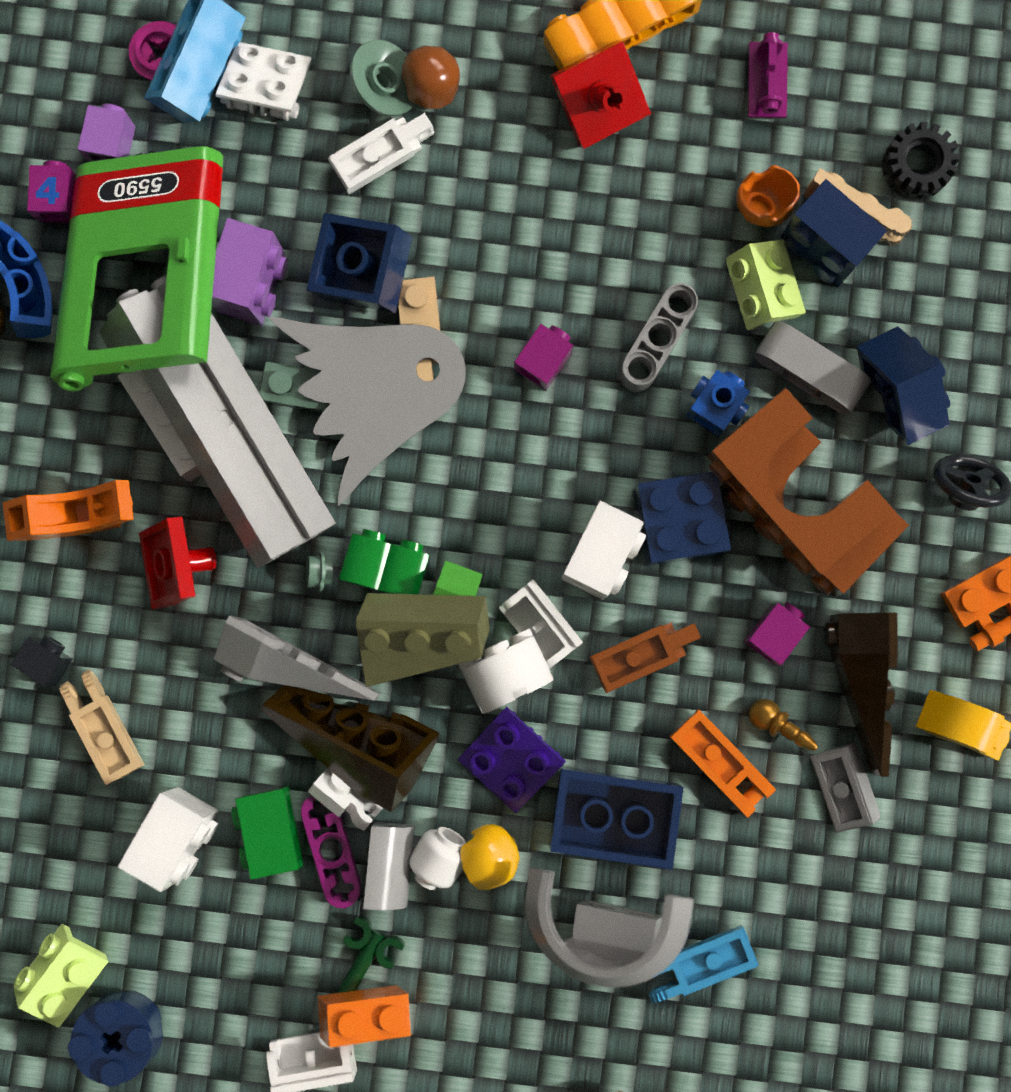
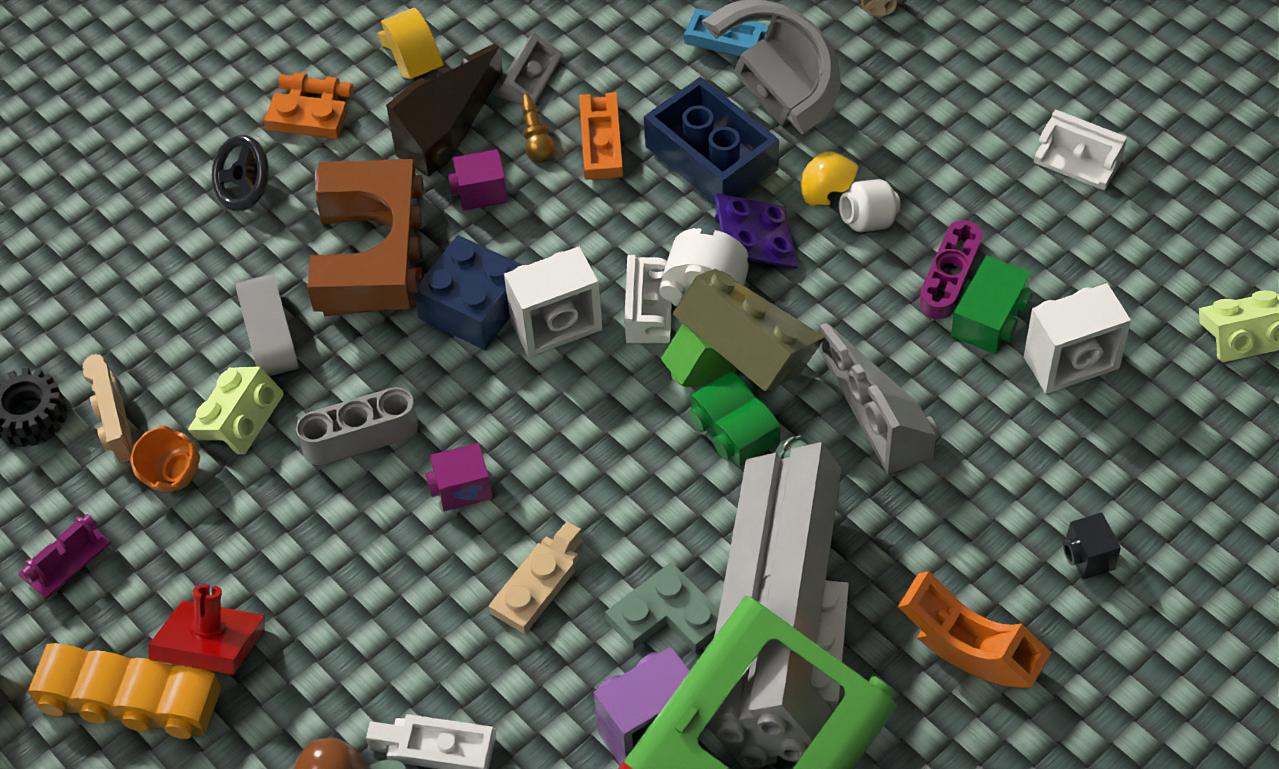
camera: 140 degrees left, 30 degrees down
(100, 1054) = (1227, 249): dark blue brick -> none
(101, 730) = (1078, 462): tan hinge -> none
(171, 563) = (916, 528): red tile -> none
(340, 797) = (911, 292): white plate -> none
(359, 262) = (541, 646): dark blue brick -> none
(364, 749) = (864, 304): dark brown wedge -> none
(364, 1016) = (1013, 143): orange brick -> none
(371, 945) = (978, 195): dark green bar -> none
(375, 387) = (620, 551): light grey piece -> none
(388, 866) = (915, 228): light grey brick -> none
(642, 655) = (589, 230): dark orange hinge -> none
(709, 411) = (361, 345): blue brick -> none
(831, 233) = (152, 383): dark blue brick -> none
(907, 382) = (211, 261): dark blue brick -> none

